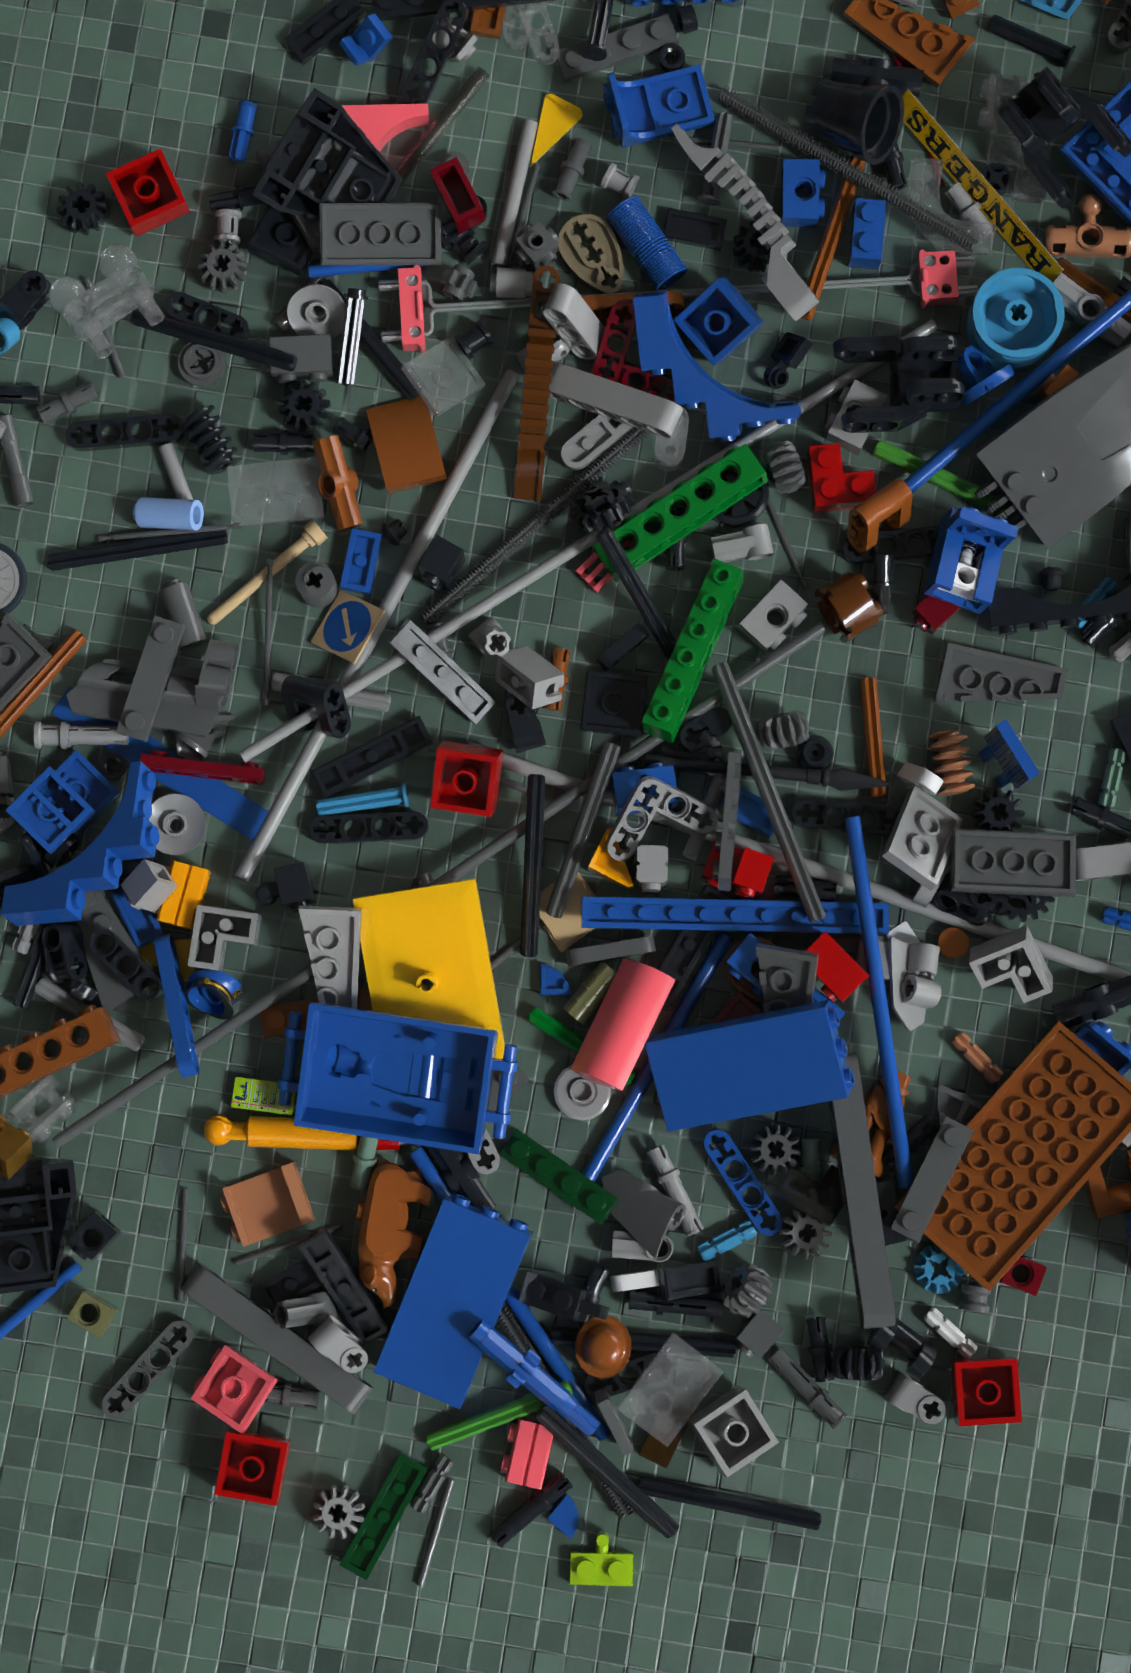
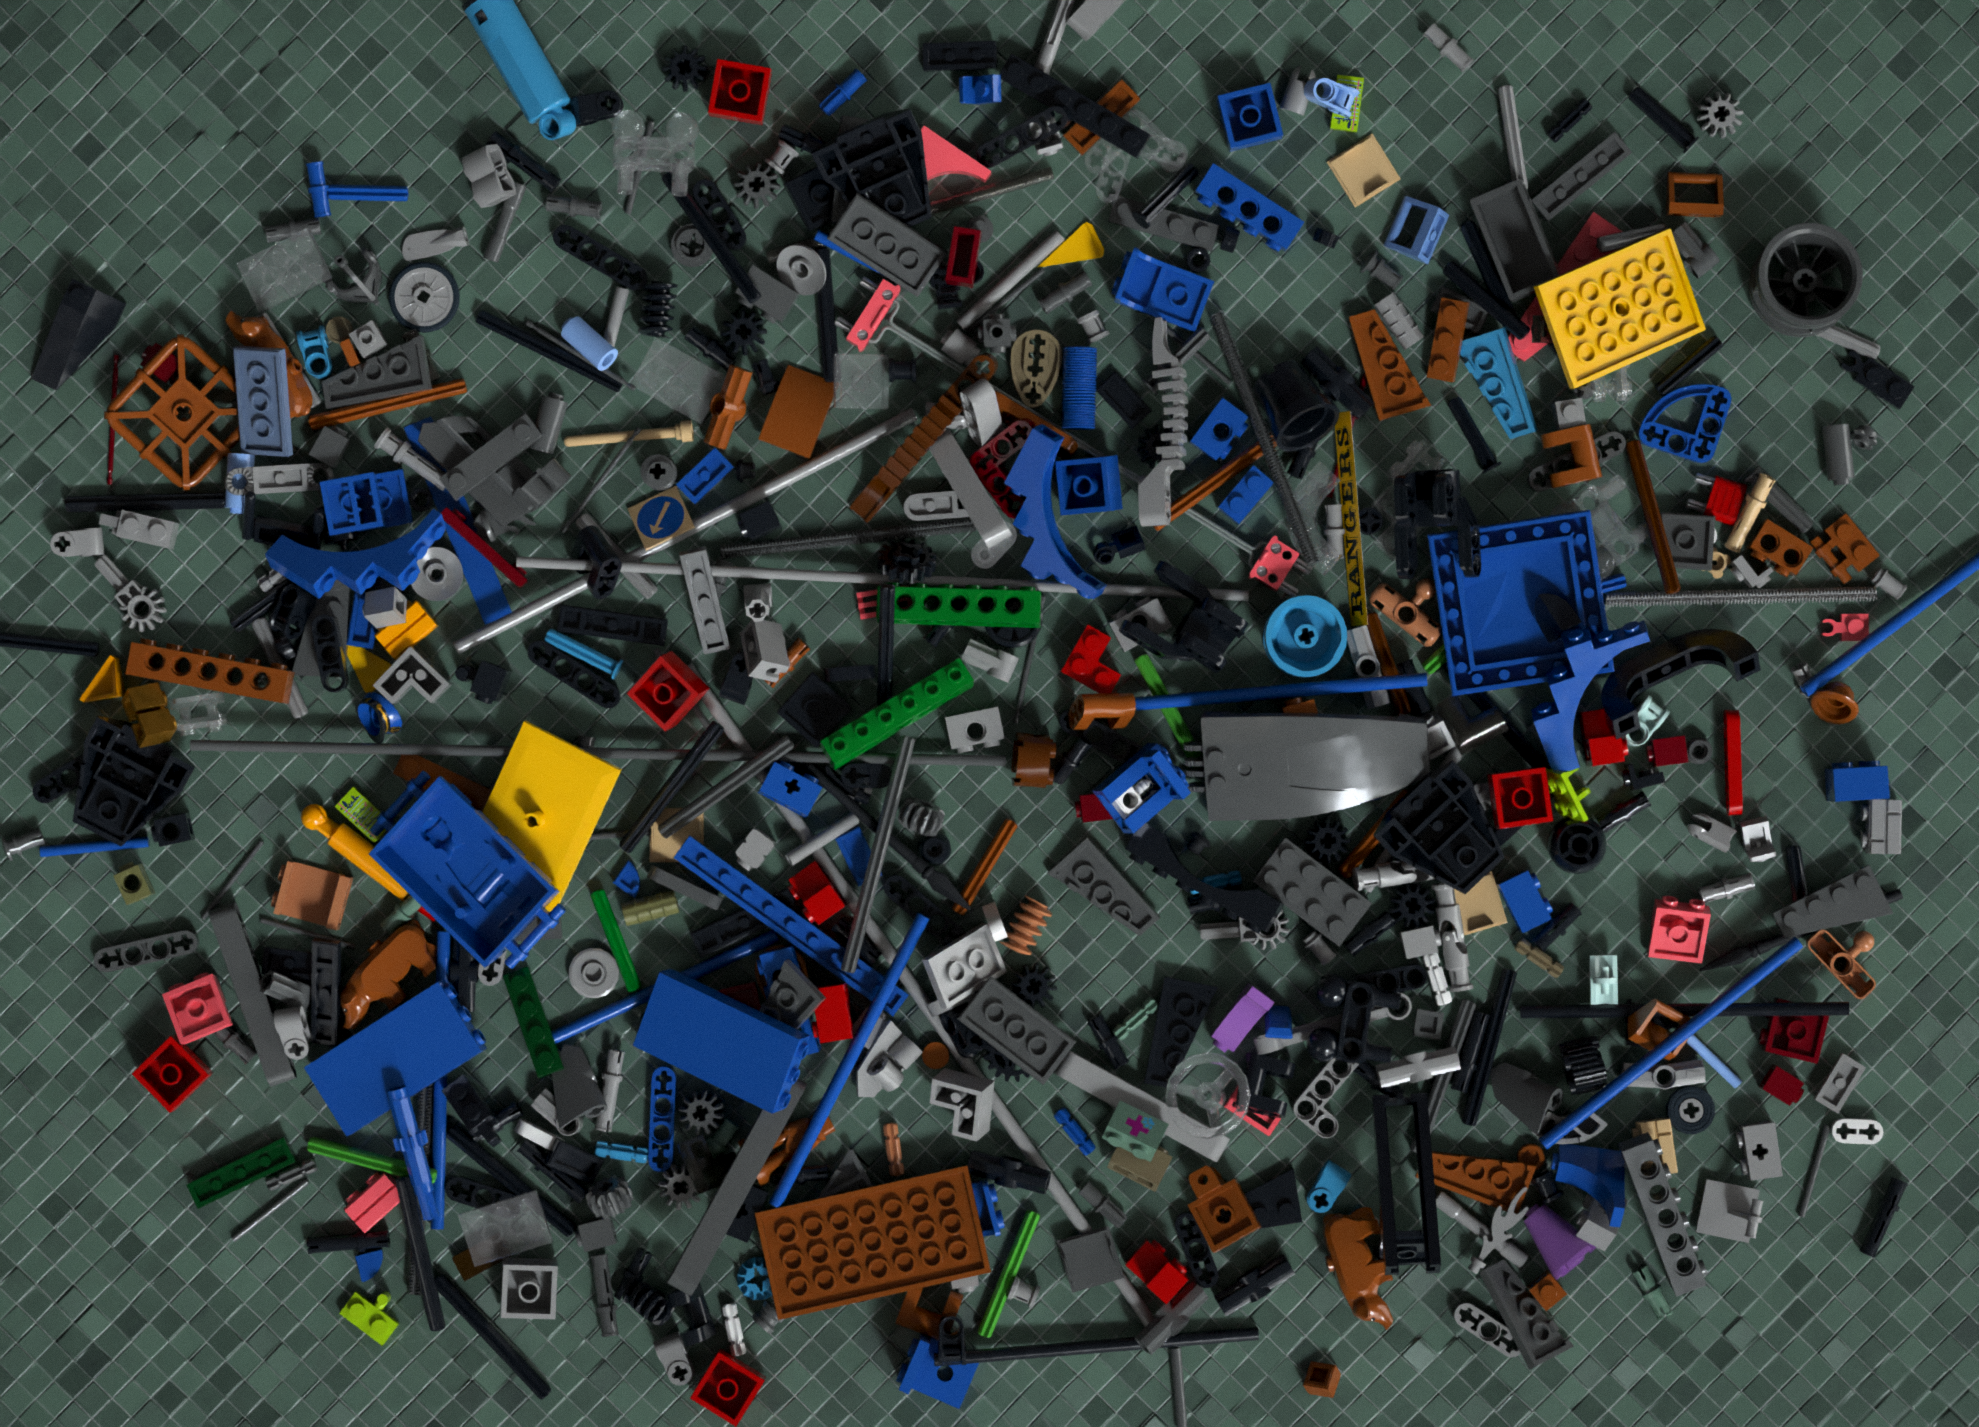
camera: 30 degrees right, 5 degrees up
(176, 1006) = (345, 708): blue beam -> none
(328, 1515) = (220, 1149): light grey gear -> none
(333, 950) = (483, 750): light grey wing -> none
(351, 336) = (814, 304): axle -> none
(458, 283) = (920, 320): dark grey gear -> none
(603, 1347) = (479, 1165): dark orange hat -> none
(609, 868) = (729, 823): light orange slope -> none
(614, 1421) = (450, 1222): dark grey tile -> none
(622, 1024) = (654, 947): coral brick -> none
(660, 804) = (790, 808): light grey beam -> none
(728, 815) = (836, 851): dark grey wing -> none
(784, 467) = (1060, 625): dark grey gear -> none
(904, 933) = (905, 1024): white sticker -> none
(932, 1179) = (794, 1213): dark grey plate -> none
(983, 376) = (1251, 663): blue tile -> none
(1010, 755) = (1065, 963): blue tile -> none
(1033, 1279) = (814, 1335): dark red brick -> none

